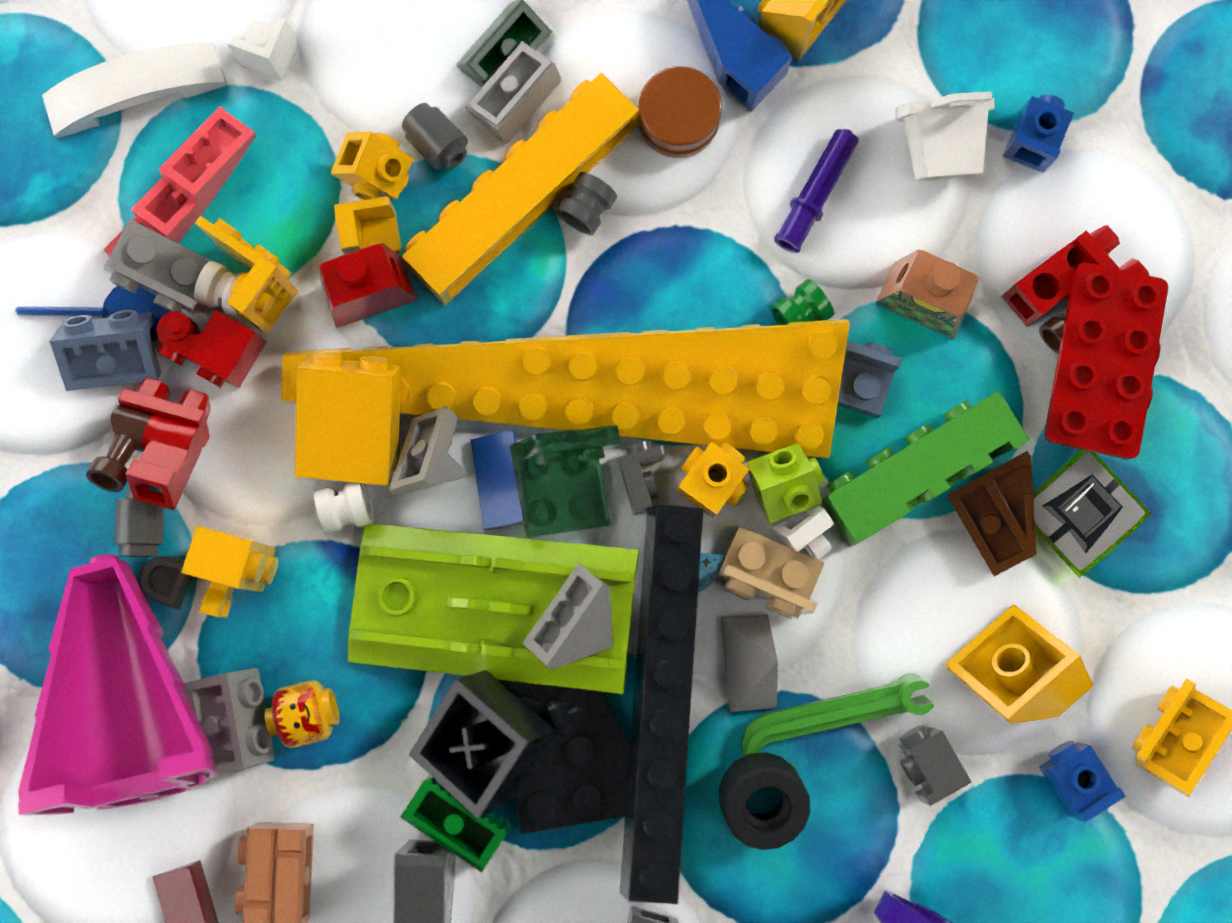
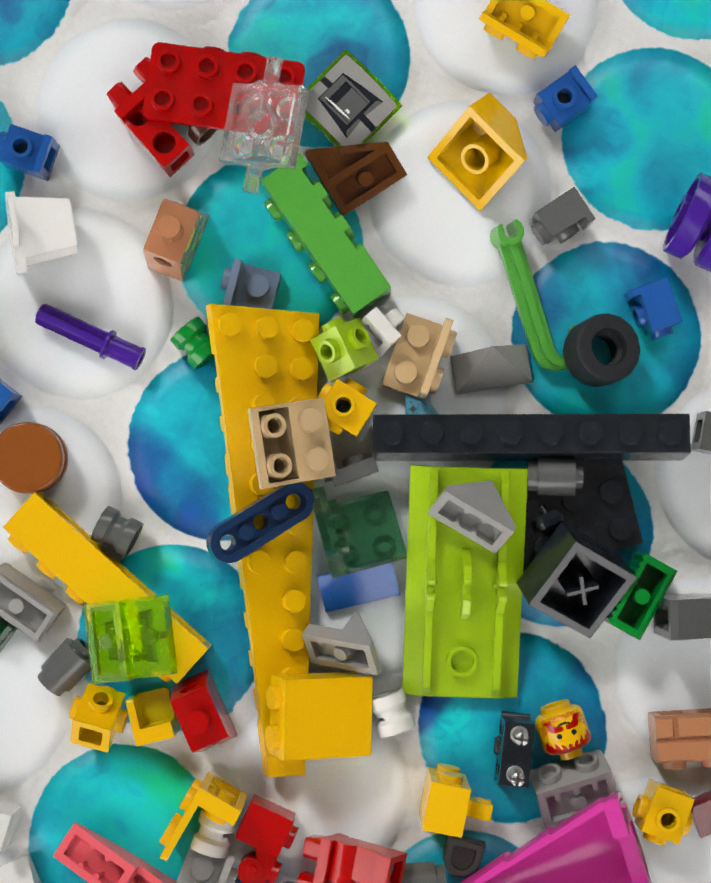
camera: 90 degrees left, 5 degrees up
(186, 830) = (663, 813): none -> yellow brick
(284, 651) = (514, 749): none -> black piece
(458, 205) = (130, 639): none -> clear neon green slope
(589, 383) = (276, 518): none -> dark blue plate
(611, 727) = (554, 476): none -> dark grey brick
(676, 403) = (291, 442): none -> tan slope
(812, 874) = (654, 308): none -> blue brick
(1066, 399) = (264, 125): none -> clear plate

